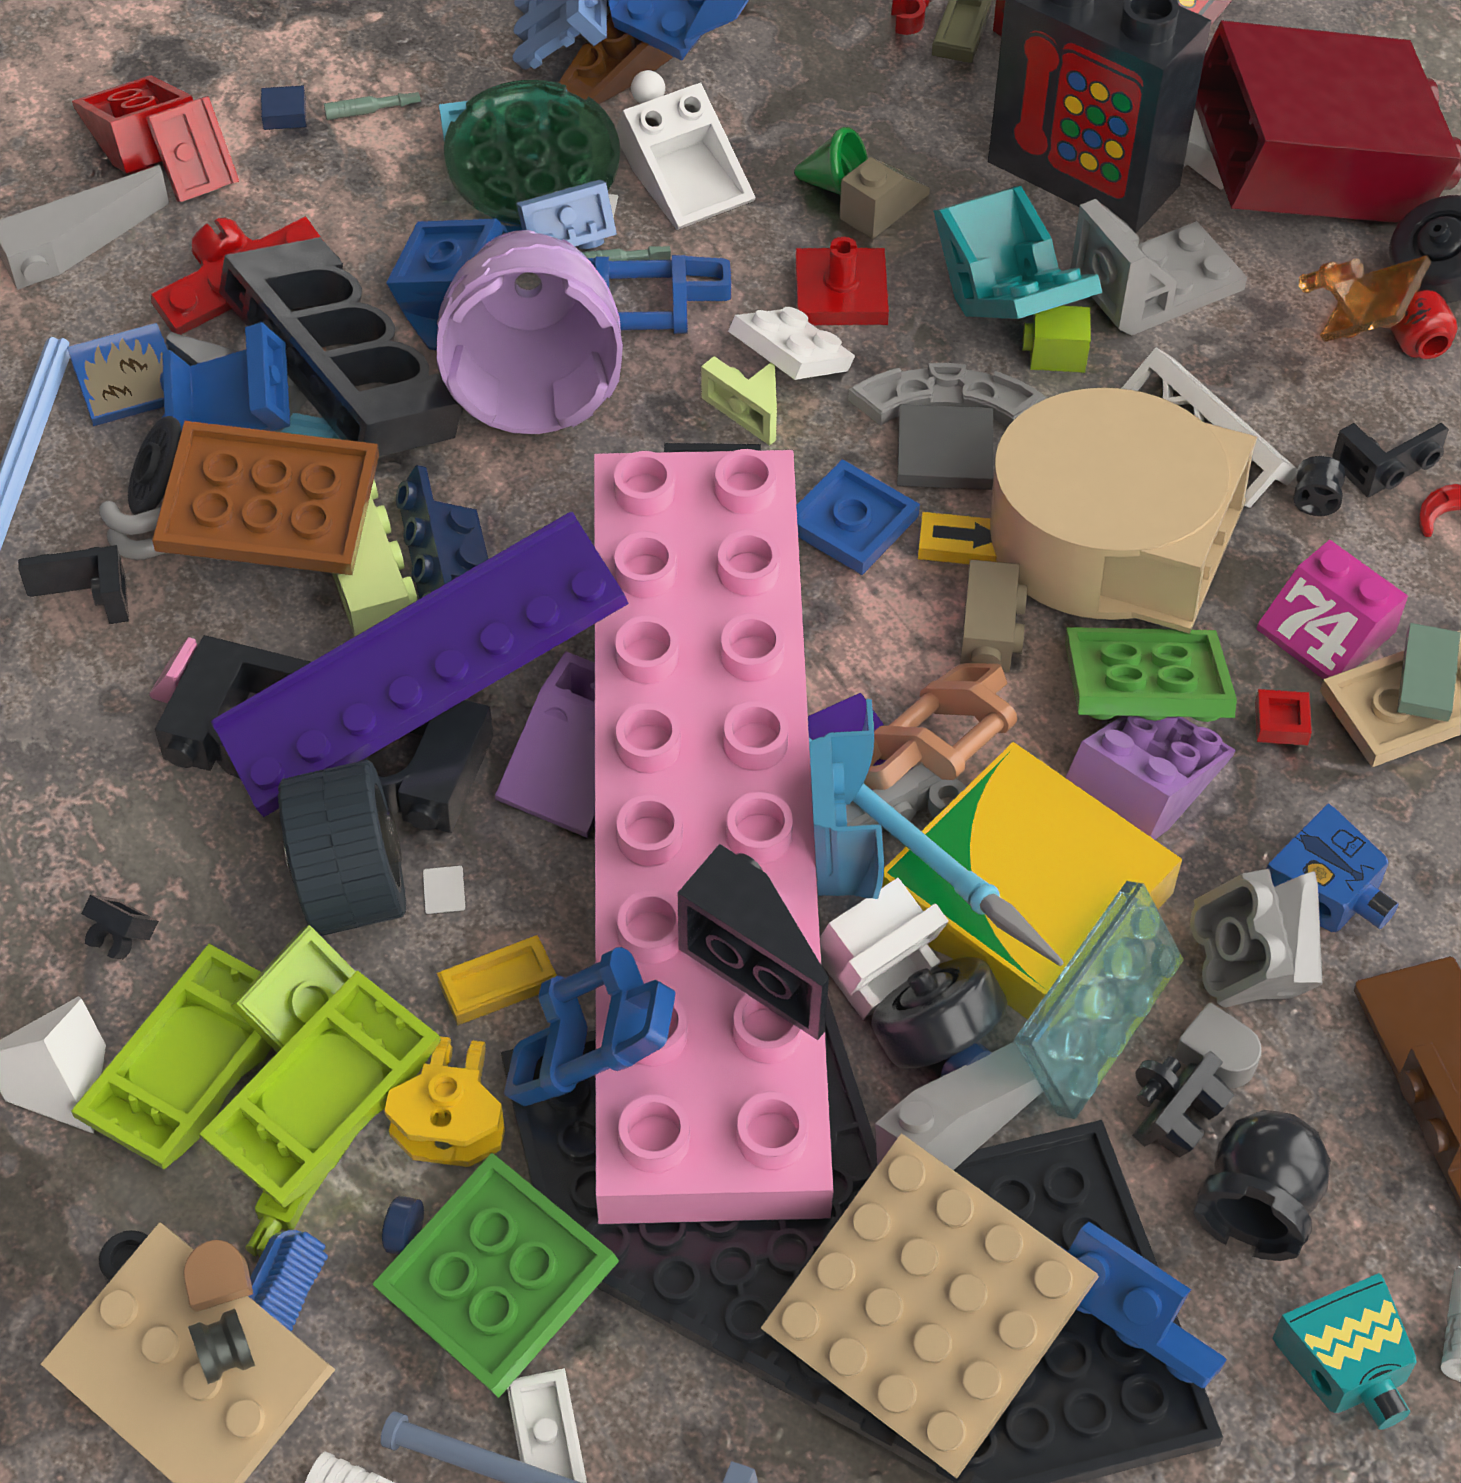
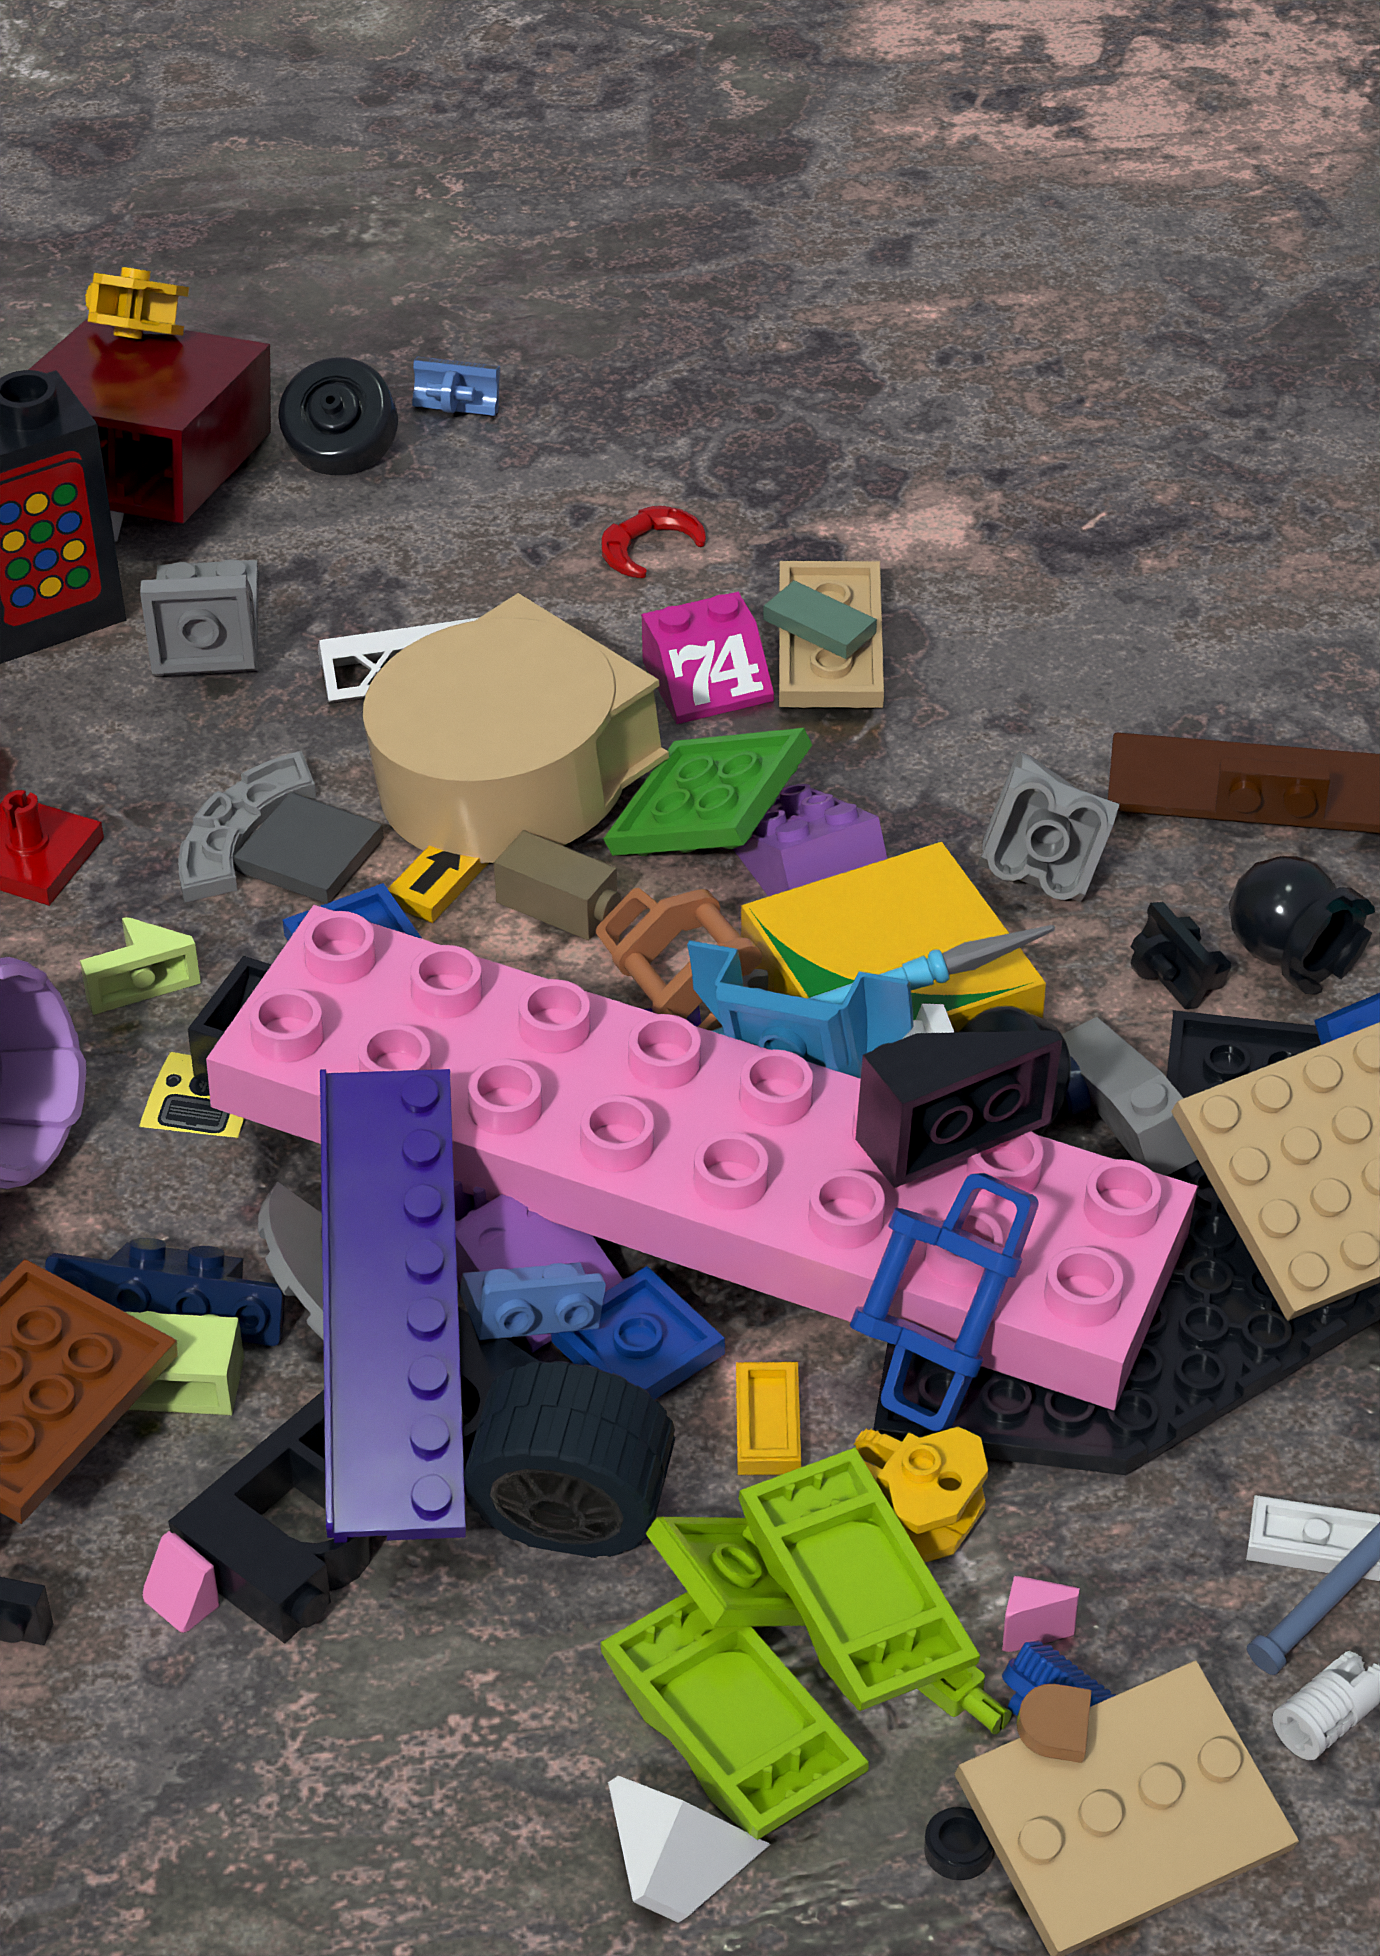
camera: 65 degrees left, 10 degrees down
(120, 921) = (512, 1729): black tile -> none
(221, 1346) = (1149, 1732): pearl dark grey wheel -> none
(359, 1232) = (1039, 1612): none -> bright pink slope
(402, 1223) = (1037, 1563): dark blue tile -> none
(495, 1274) = (1138, 1505): bright green plate -> none
(506, 766) = (533, 1300): none -> medium blue bracket
(527, 860) = (645, 1336): none -> blue plate
(792, 342) = (113, 897): white plate -> none
(1005, 258) = (92, 706): teal bracket -> none
(1058, 339) = (239, 710): lime brick -> none
(1099, 1000) = (1061, 953): clear light blue plate -> none
(1227, 1039) = (1120, 910): light grey piece -> none
(1283, 717) = (819, 730): red plate -> none
(1319, 486) = (564, 605): black wheel -> none
(1345, 867) = (974, 762): blue torso -> none
(1367, 298) = (362, 484): clear orange plate -> none
(1375, 469) = (548, 569): black bracket -> none
(1408, 49) = (134, 303): none -> yellow hinge
(1426, 327) = (412, 469): red head -> none

